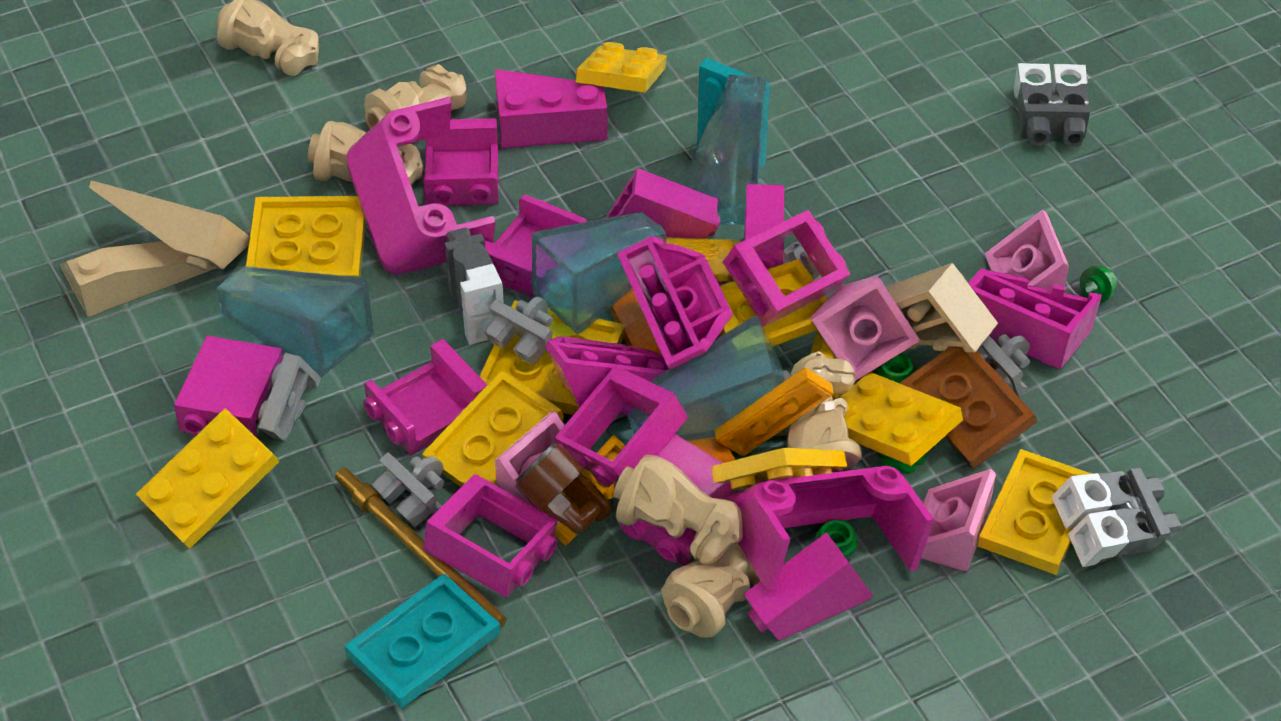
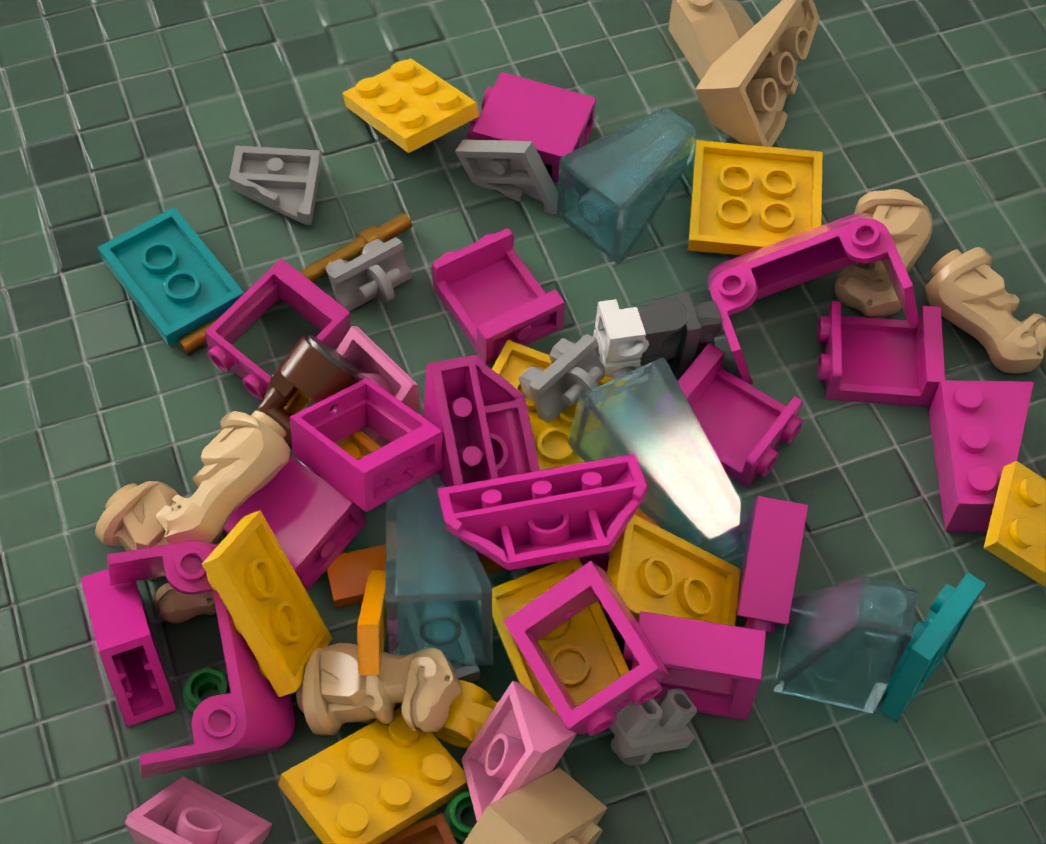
camera: 95 degrees right, 10 degrees up
(299, 575) = (278, 179): none -> light grey wing
(488, 428) = (421, 331): yellow plate -> none

